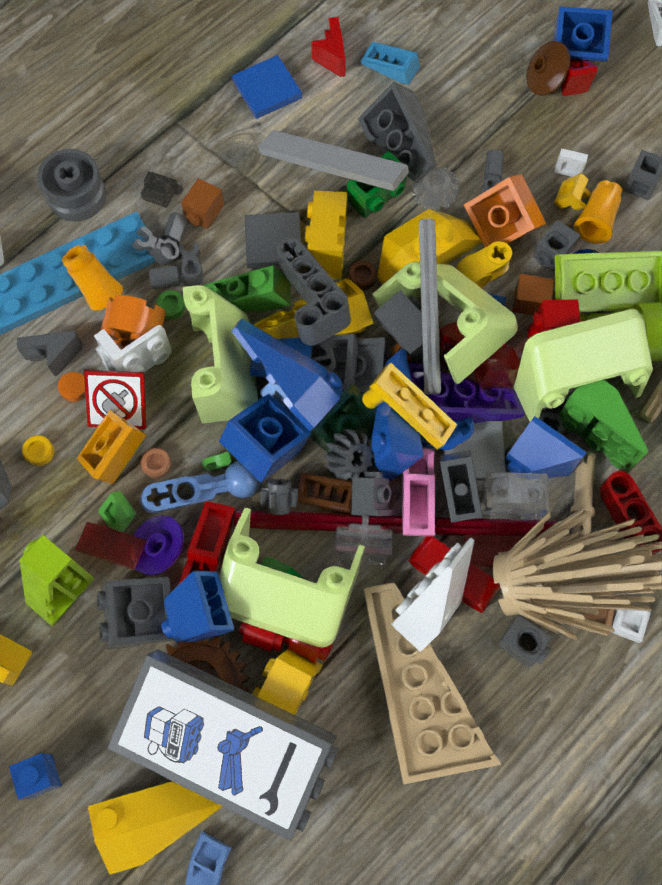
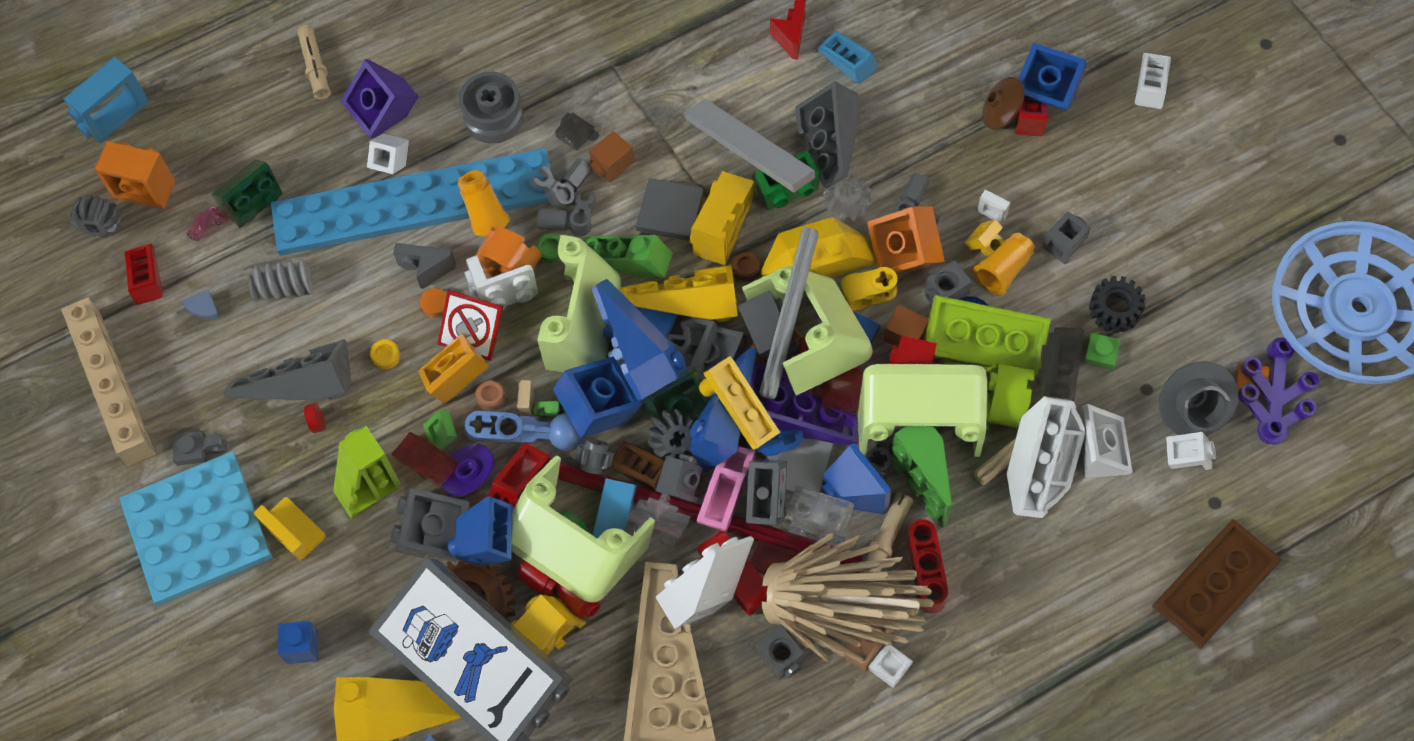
camera: 20 degrees right, 5 degrees down
(193, 457) = (525, 398): none -> tan tile
(267, 86) = (714, 52): blue tile -> none
(315, 544) = (614, 506): none -> dark azure tile
(327, 304) = (691, 290): dark grey beam -> none

